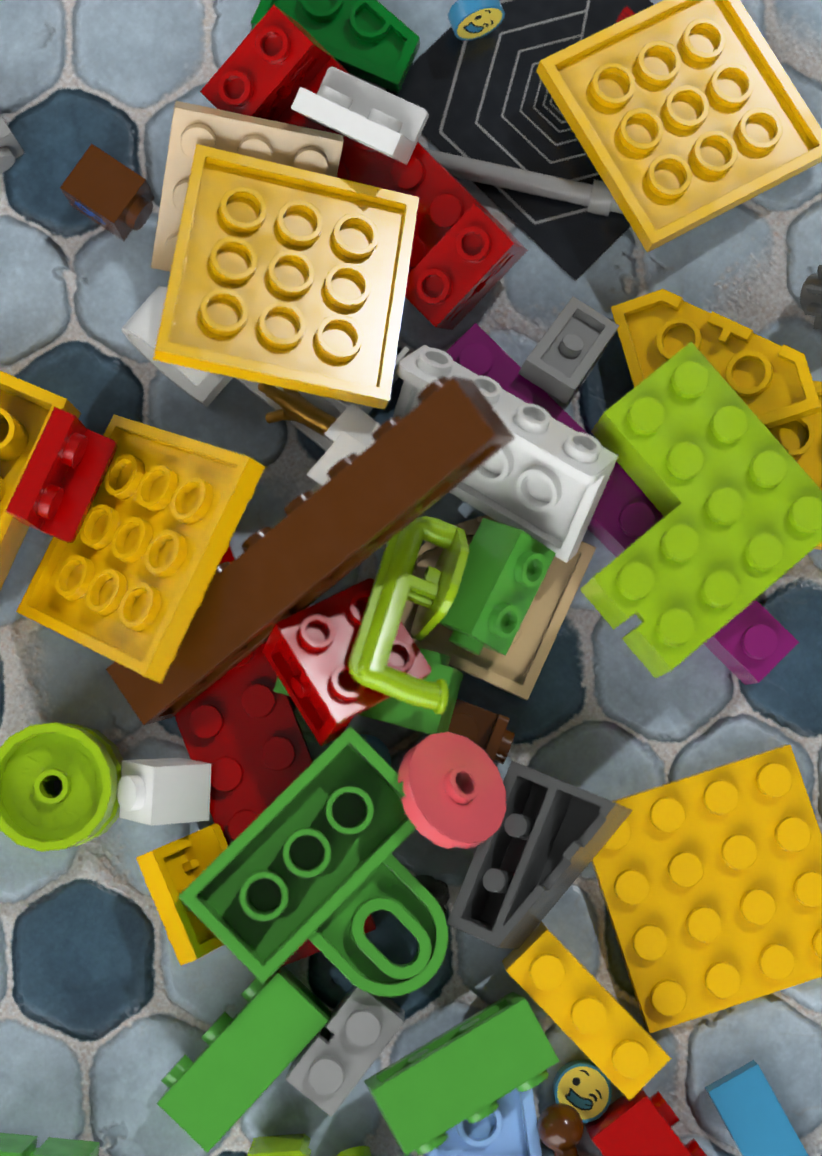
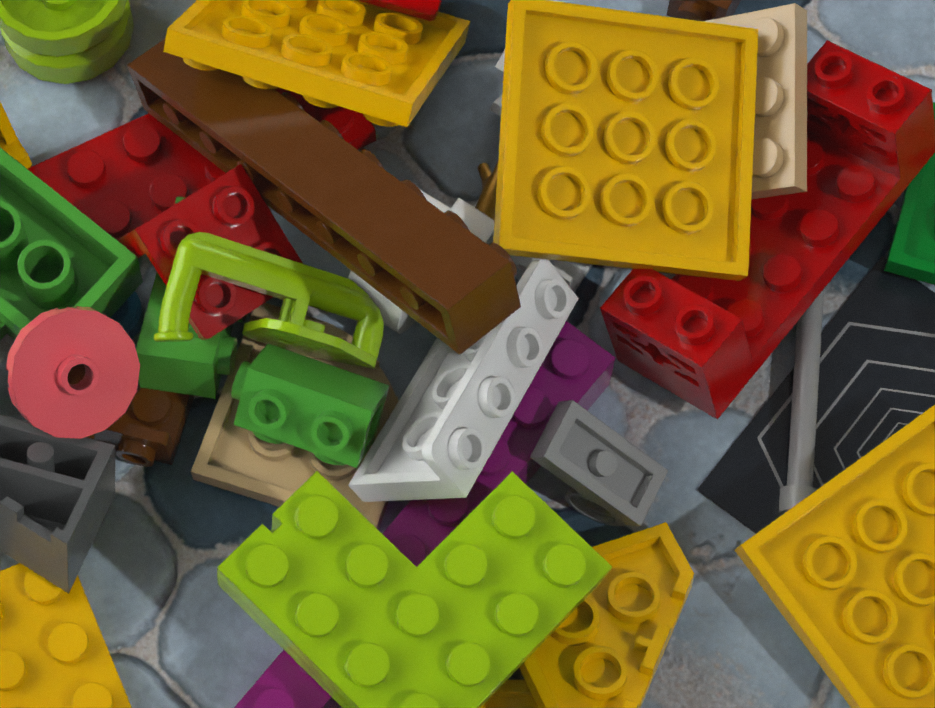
camera: 80 degrees right, 15 degrees down
(164, 791) = (62, 104): white brick -> none
(364, 114) = (827, 203): white bracket -> none

